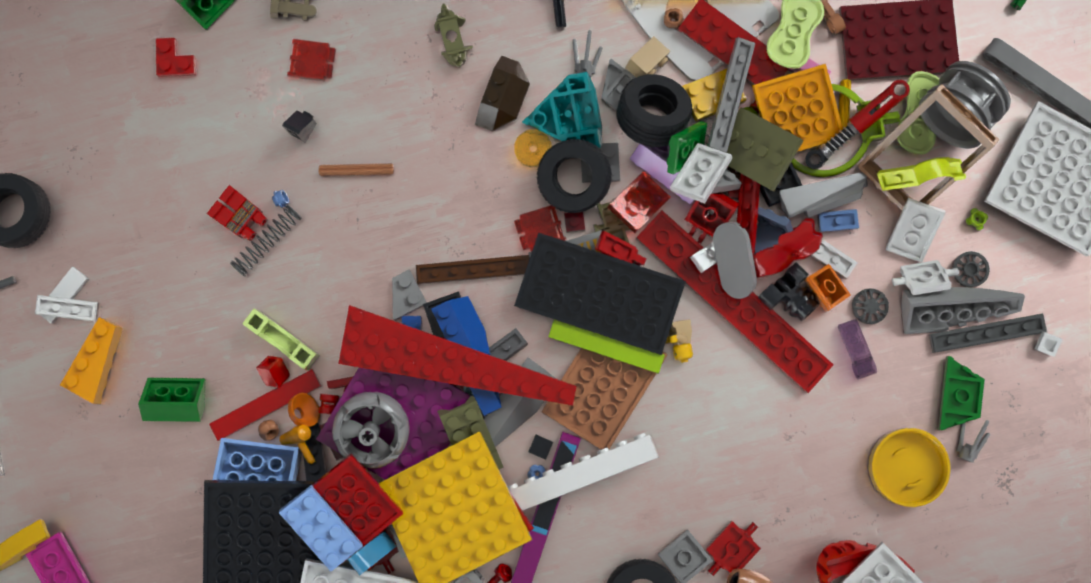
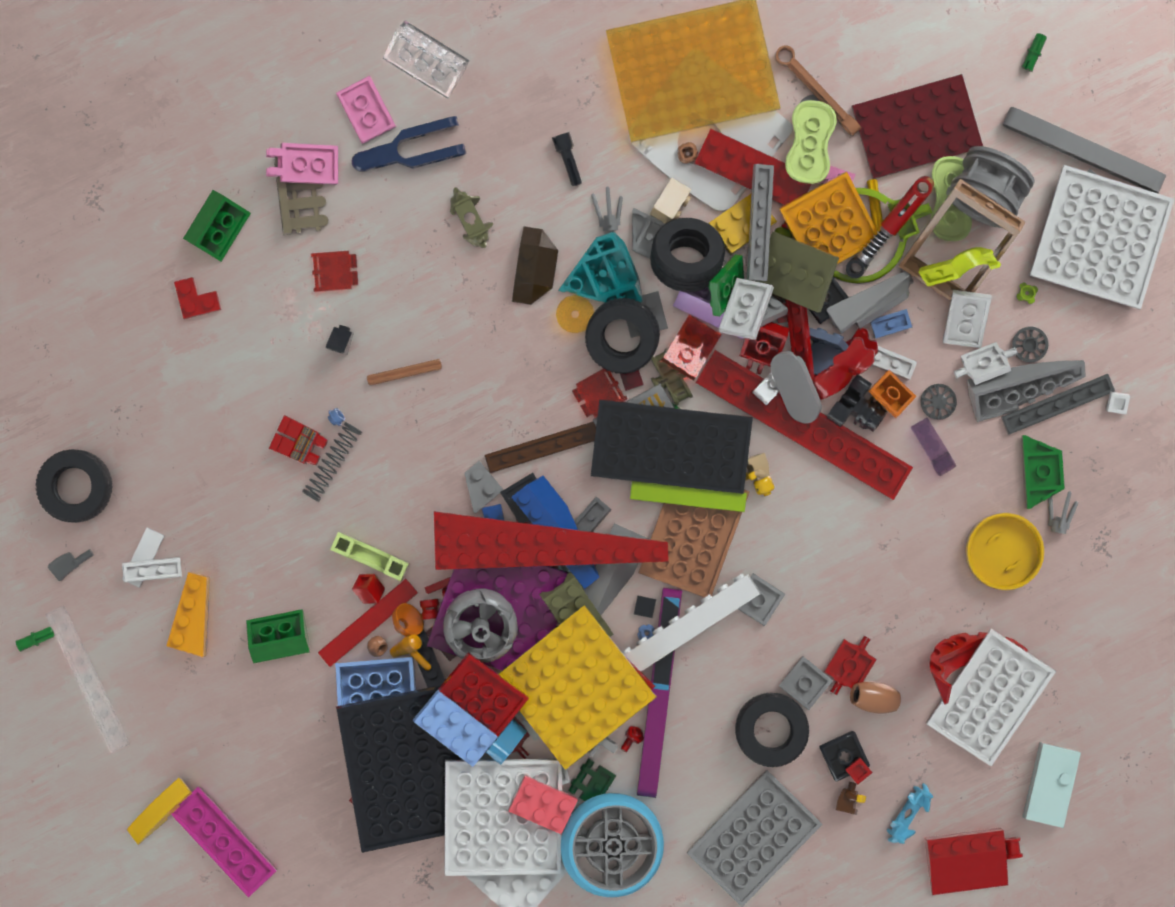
camera: 15 degrees left, 5 degrees up
(618, 248) = (681, 399): red hinge -> none
(660, 469) = (765, 604): none -> light grey plate

